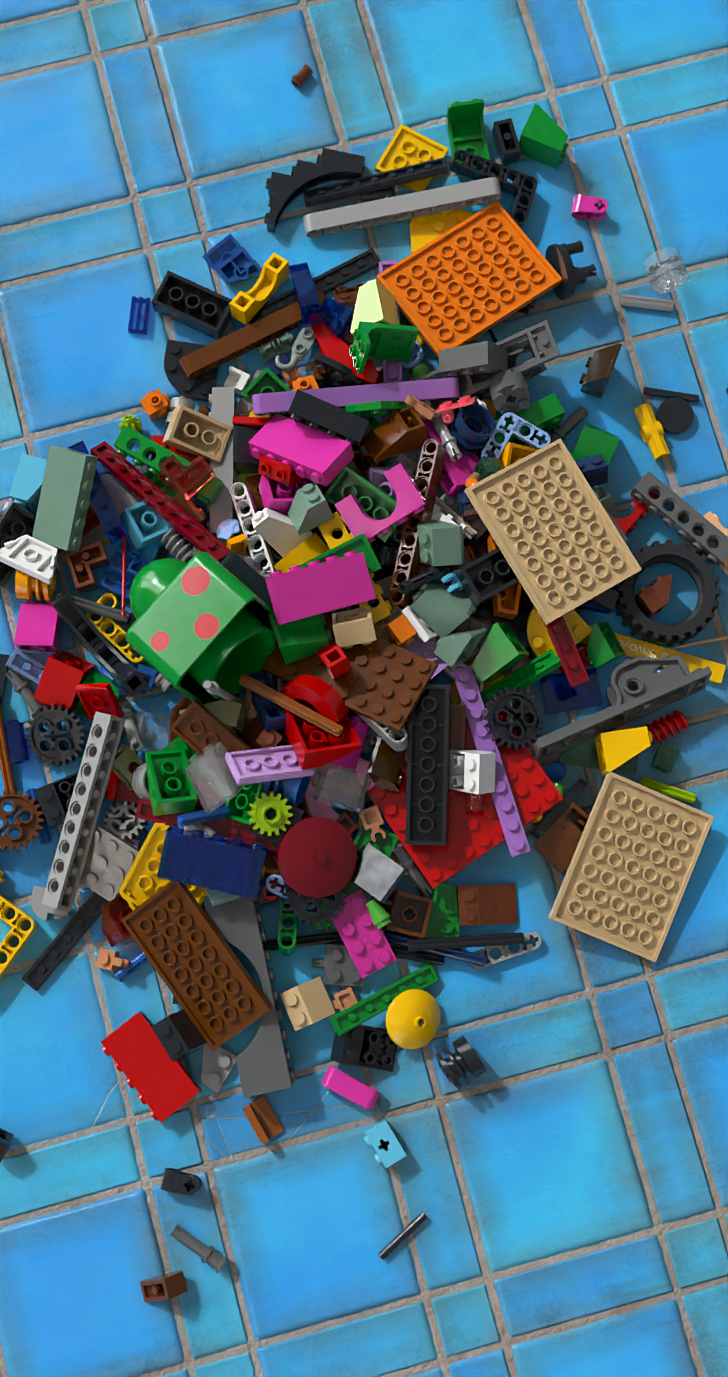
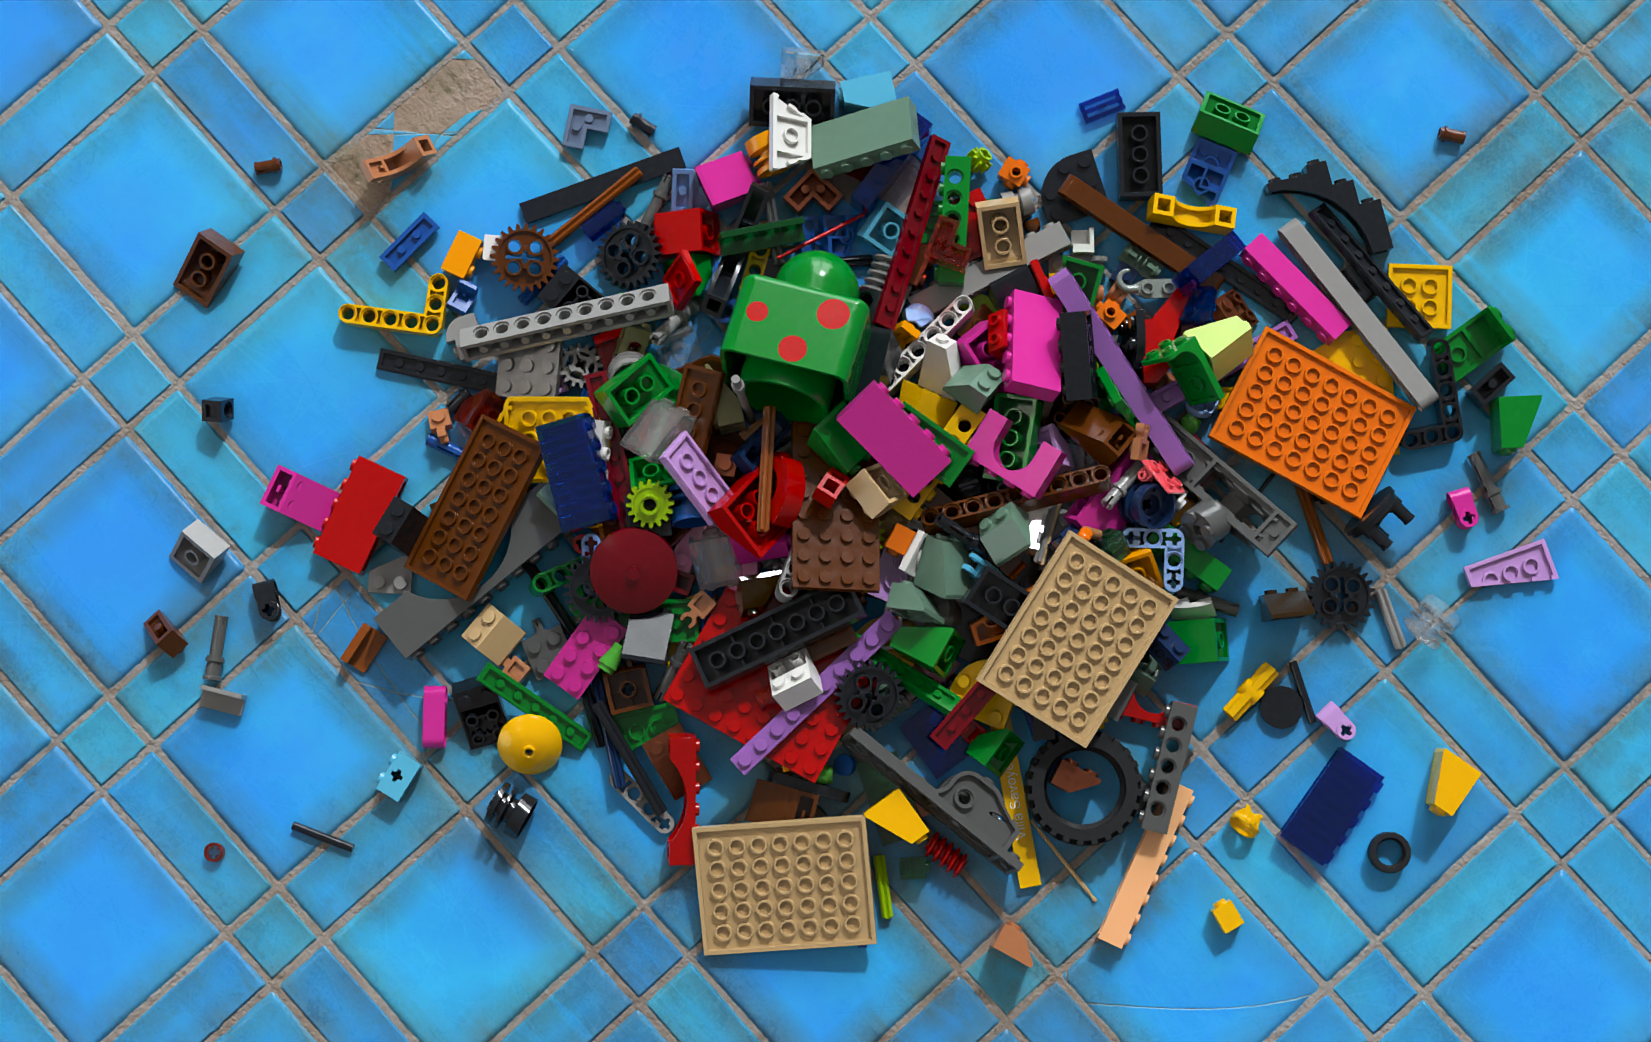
camera: 65 degrees right, 5 degrees up
(16, 888) = (463, 297): none -> blue bracket
(99, 619) = (761, 237): none -> dark green fence
(99, 936) = (456, 402): none -> black pin
(108, 1221) = (199, 550): none -> light grey slope
(109, 1111) = (299, 497): none -> dark pink slope
(202, 816) = (614, 439): blue axle -> none
(204, 229) = (1228, 123): none -> green slope
(245, 1264) = (222, 700): none -> light grey panel
(358, 243) = (1294, 289): none -> dark pink brick
(363, 1338) = (208, 856): none -> clear red bush
(473, 359) = (1218, 469): dark grey wedge -> none
(554, 322) = (1314, 526): none -> dark orange axle
(555, 934) = (682, 752): none -> red arch
(570, 435) = (1191, 611): none -> slope
(588, 182) = (1491, 491): none -> dark grey pin
(619, 316) = (1360, 598): none -> black gear
(652, 191) = (1518, 565): none -> lavender wing
(703, 380) = (1333, 718): none -> lavender piece

